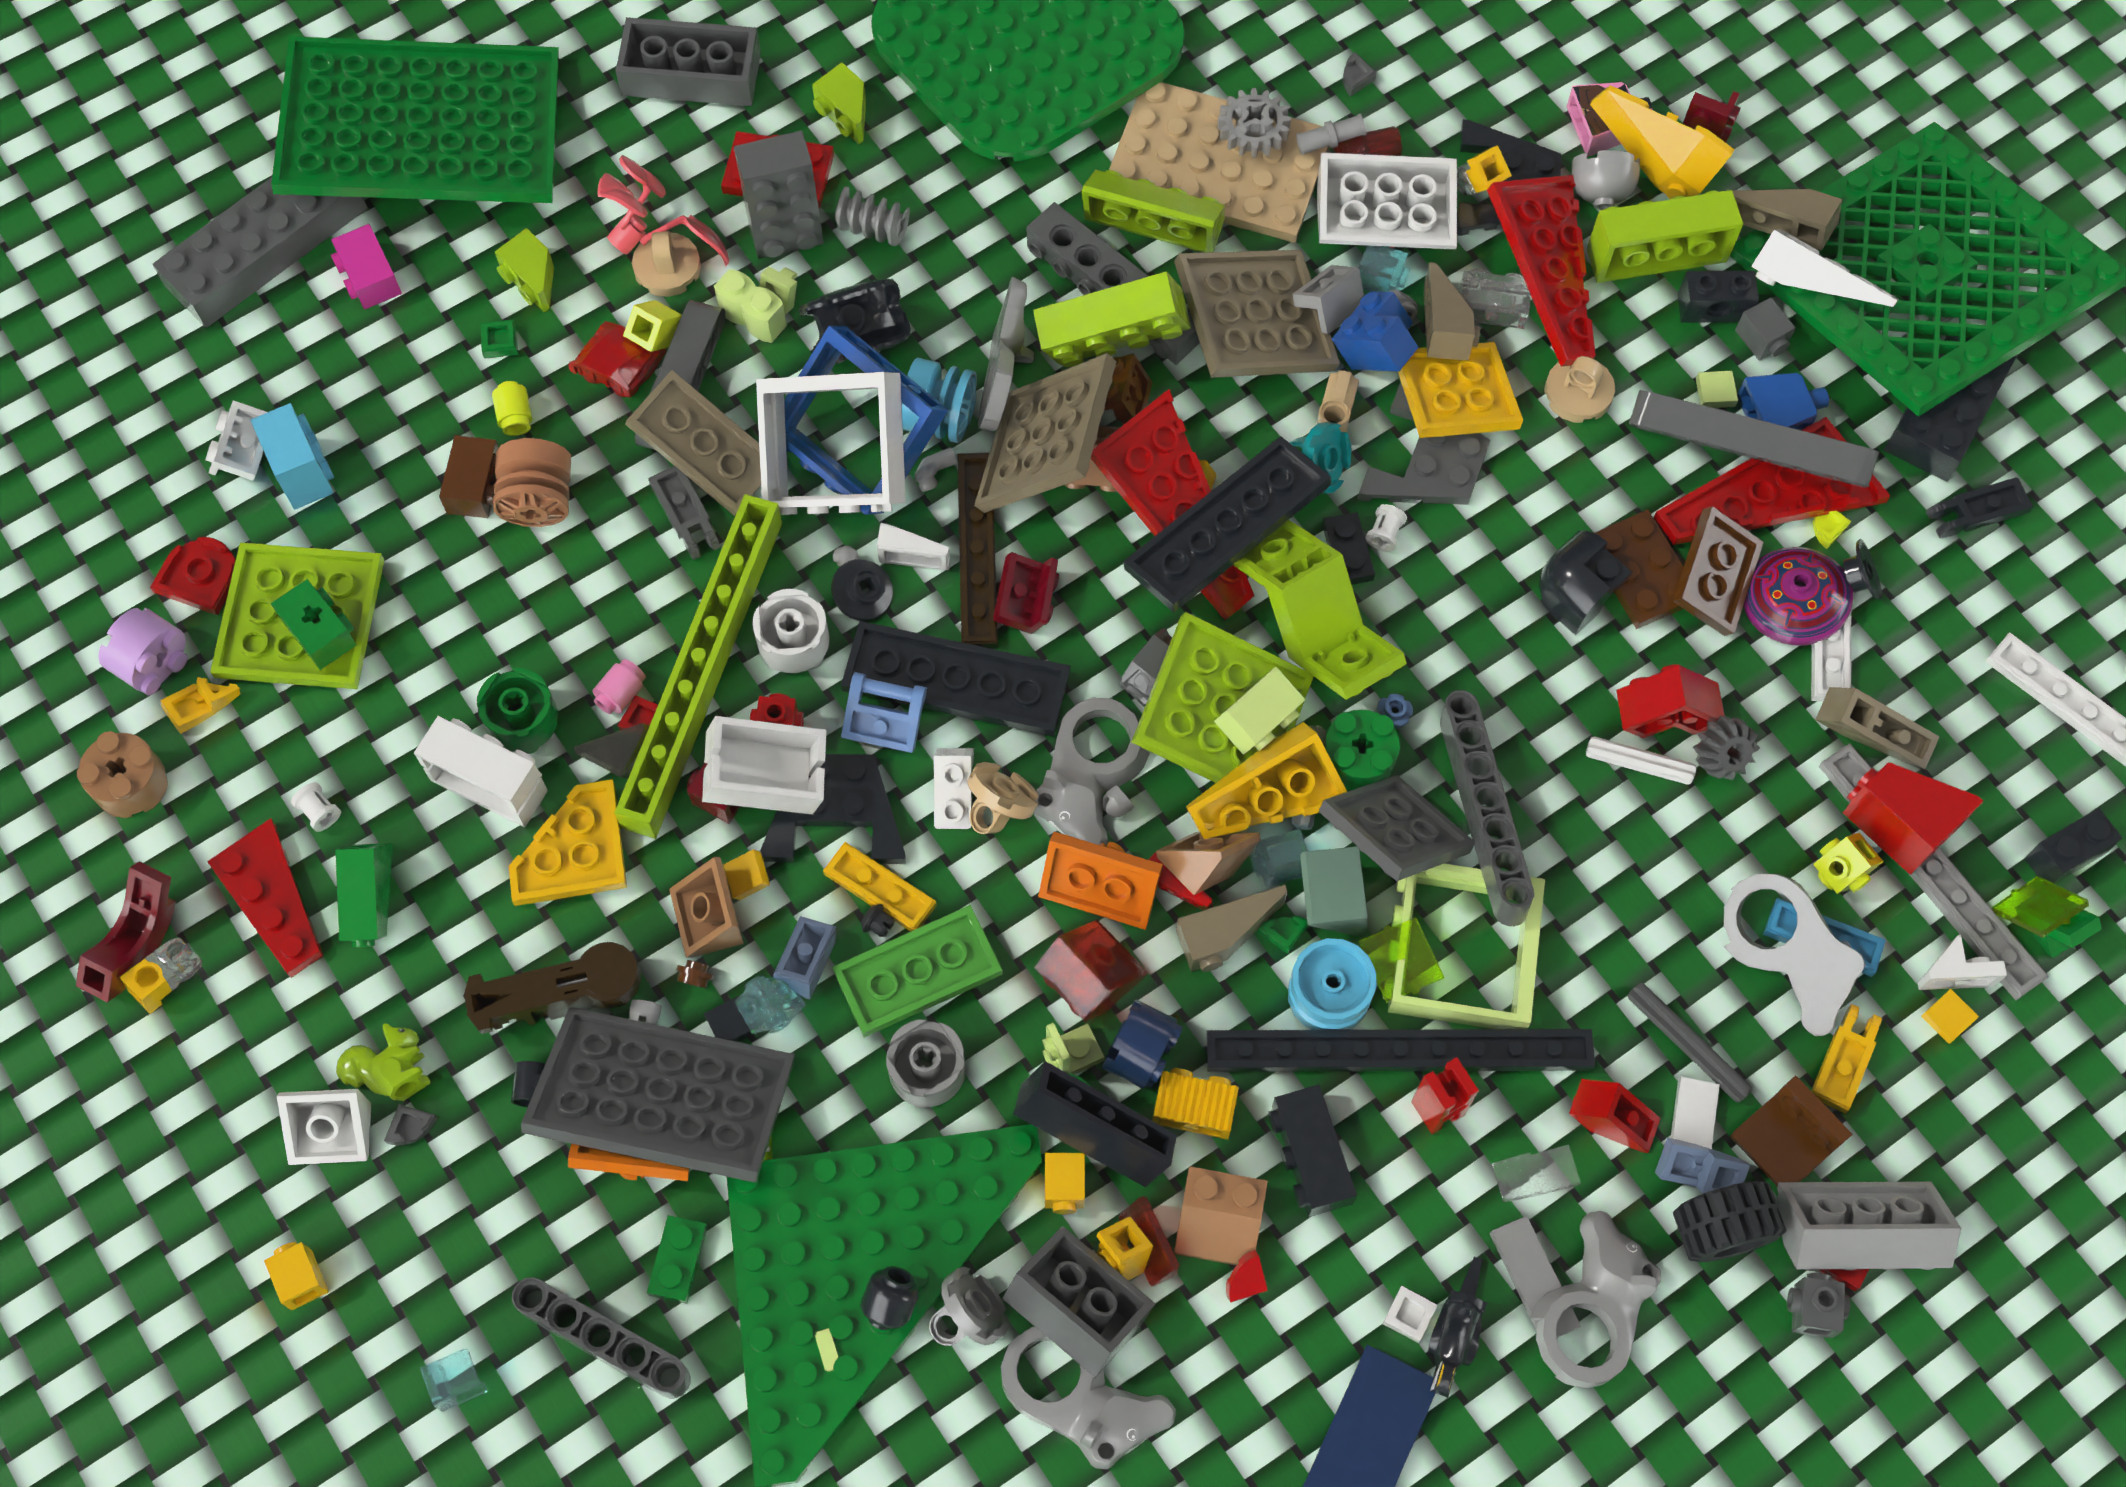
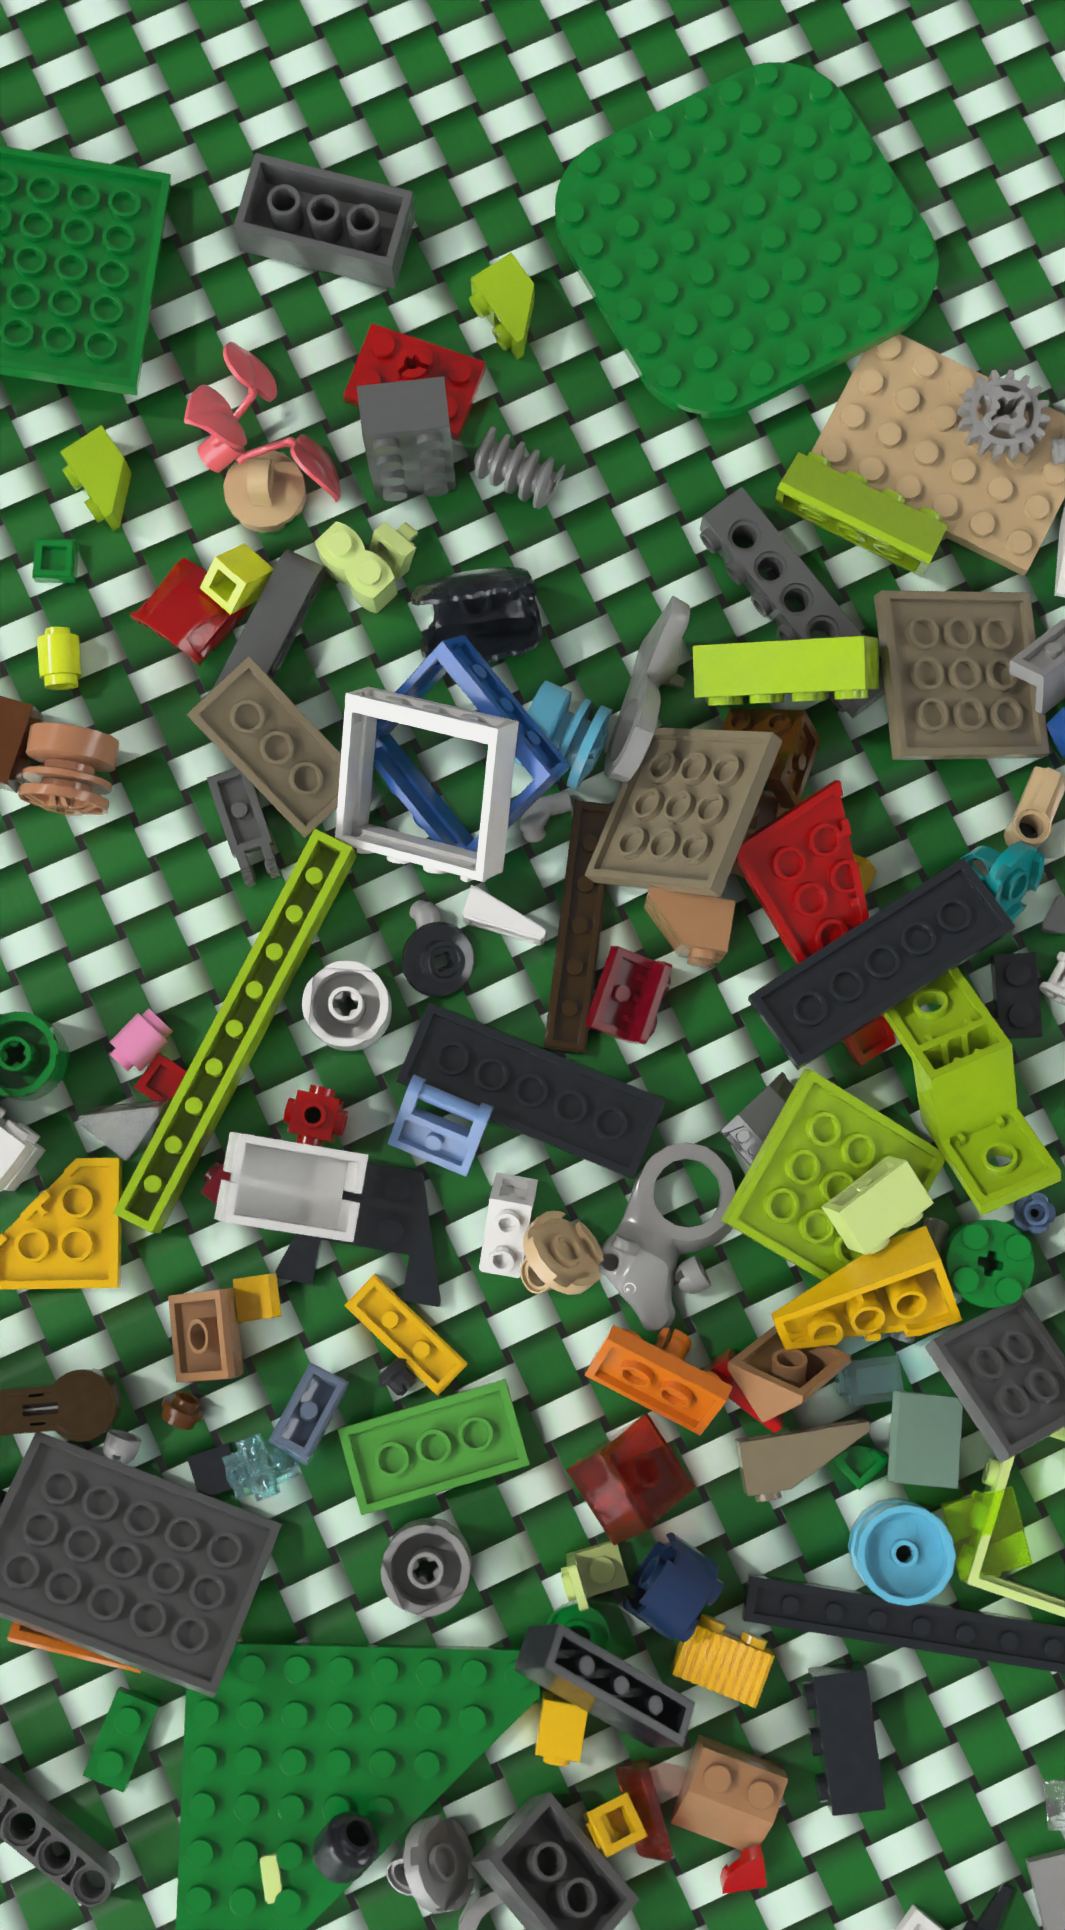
camera: 10 degrees right, 15 degrees up
(1067, 523) = (692, 924): none -> medium nougat slope
(1444, 1095) = (1007, 1714): red piece -> none

